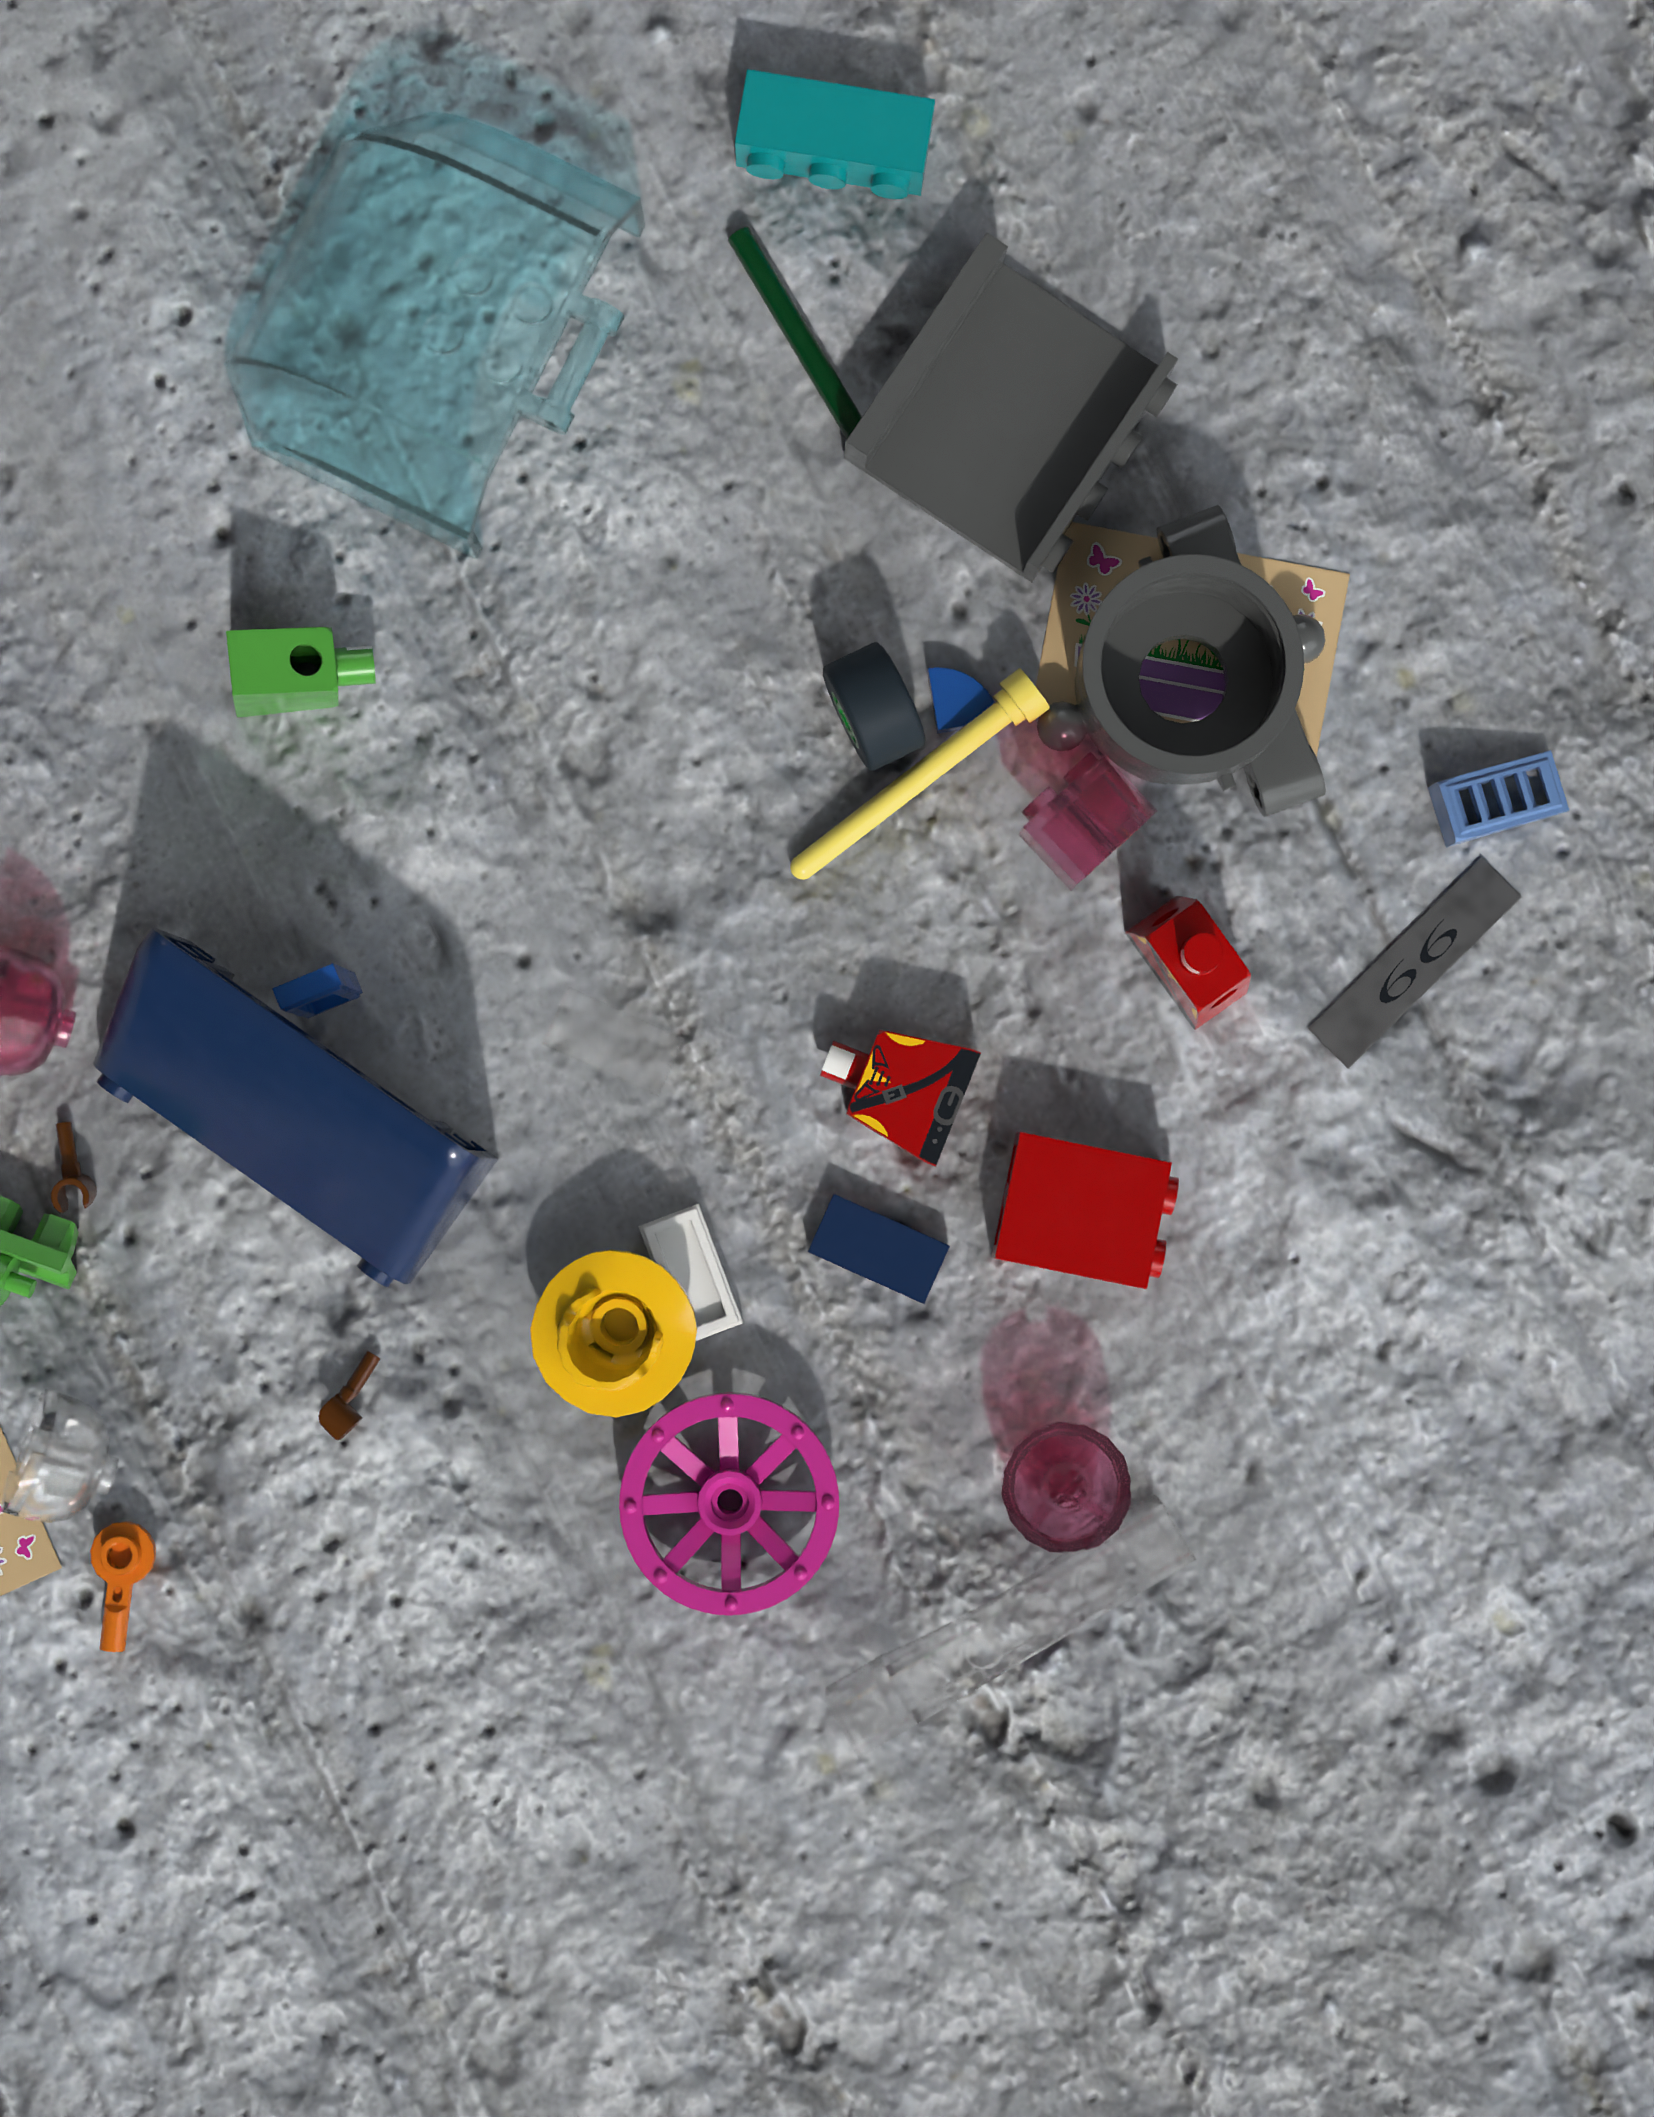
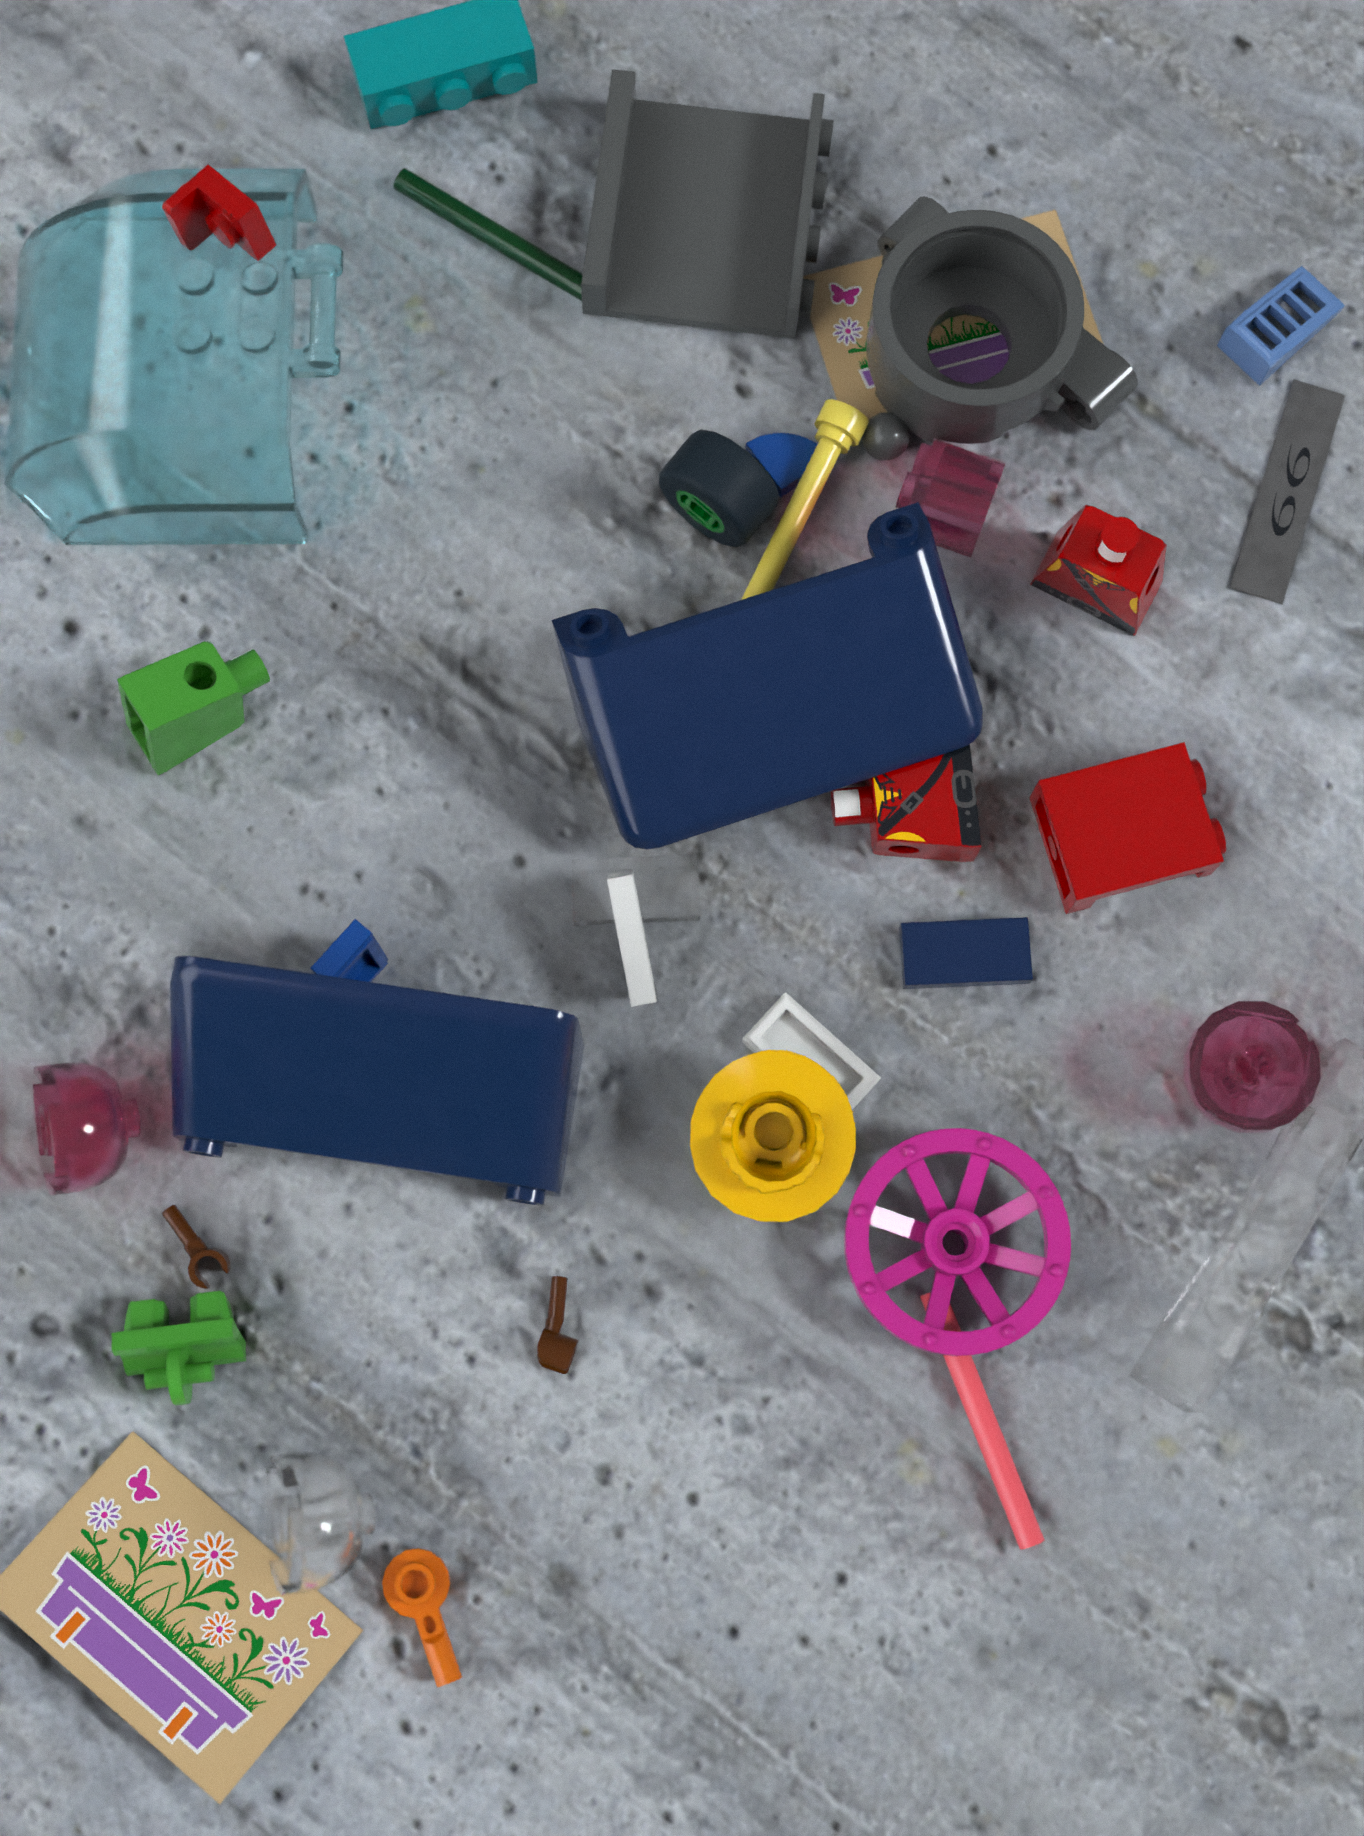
camera: 25 degrees left, 10 degrees down
(513, 217) = (218, 207): none -> red bracket
(581, 1090) = (631, 937): none -> white tile
(674, 1684) = (991, 1442): none -> coral bar
(819, 937) = (774, 691): none -> dark blue windscreen

